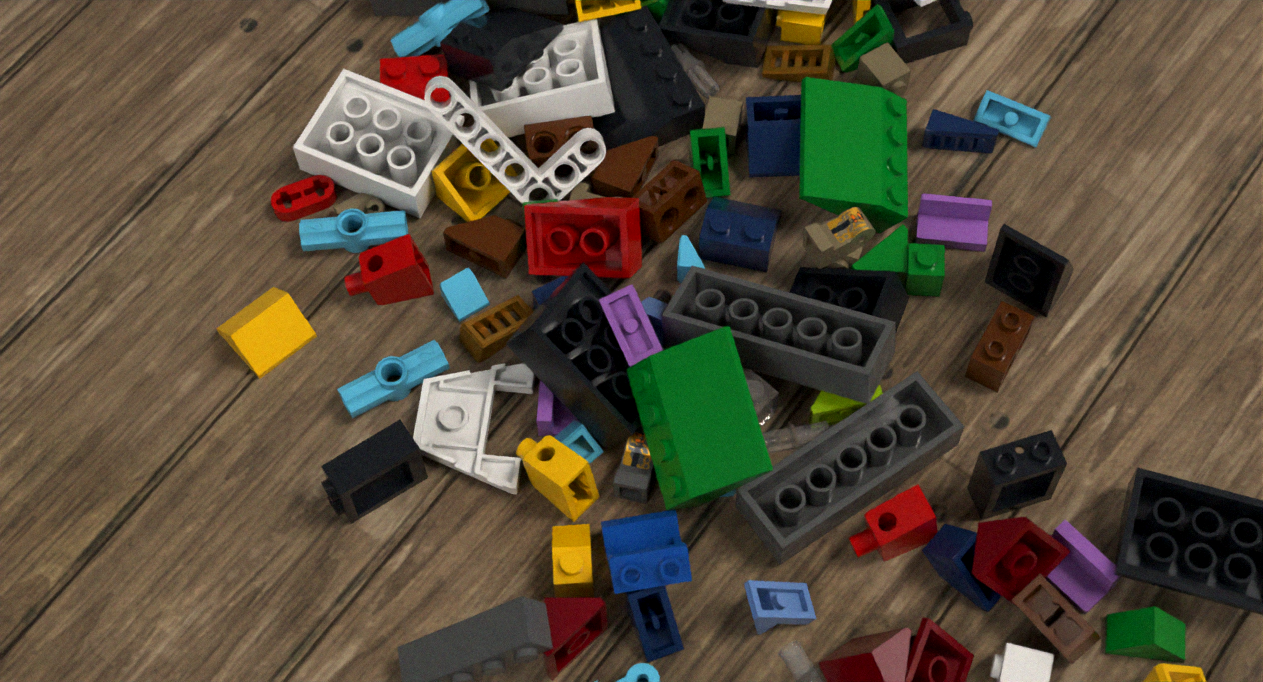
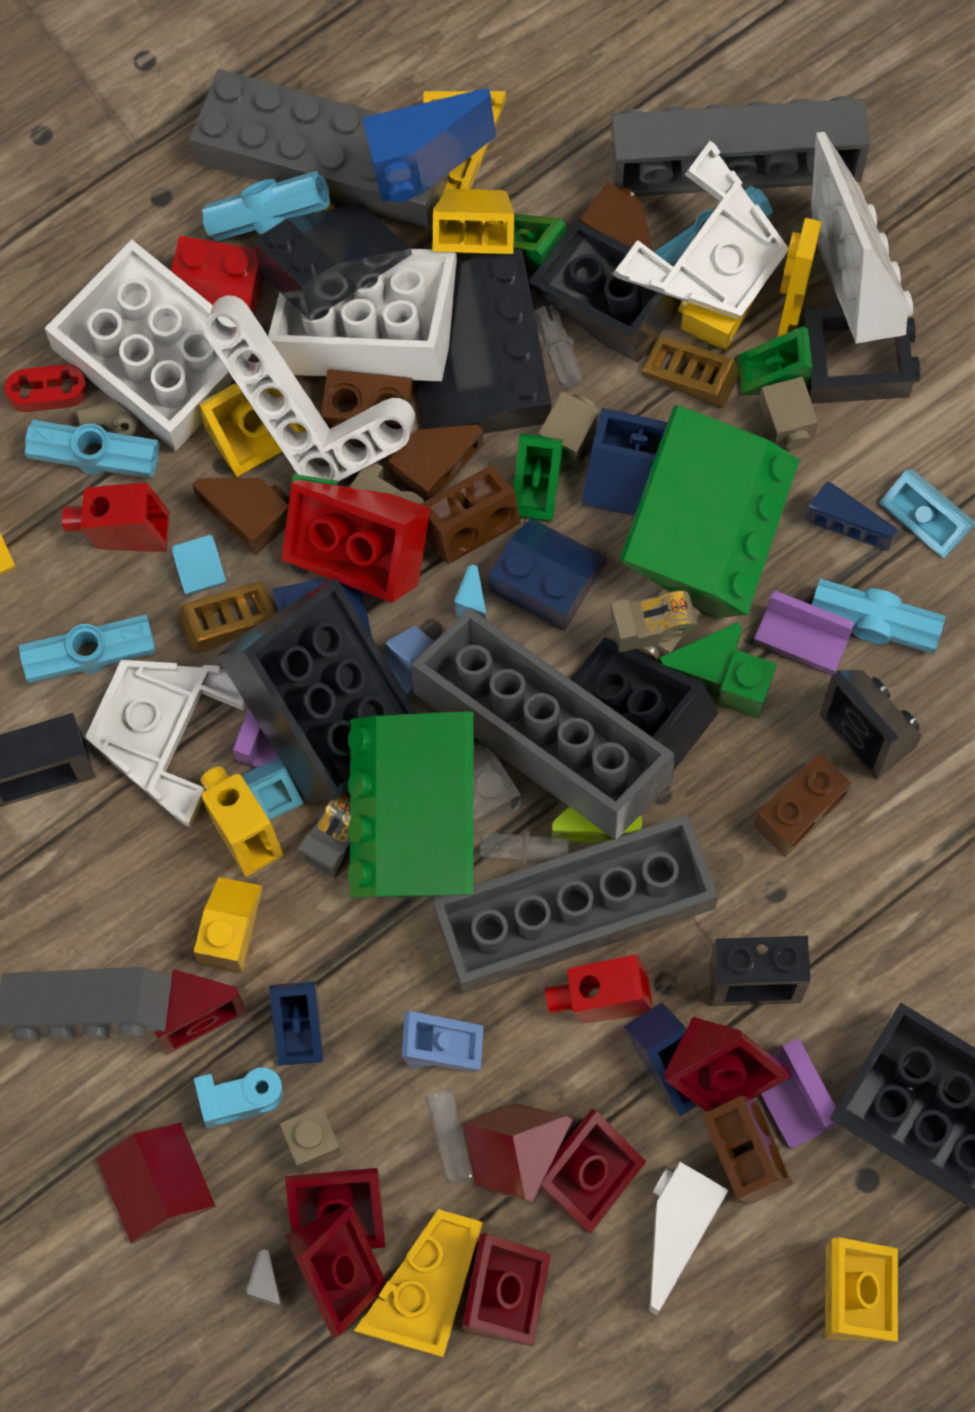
camera: 15 degrees right, 10 degrees up
(631, 324) = (373, 670): medium lavender panel -> none
(645, 551) = (308, 942): blue panel -> none
(1010, 196) = (881, 616): none -> medium azure piece
(1145, 634) = (848, 1195): green slope -> none

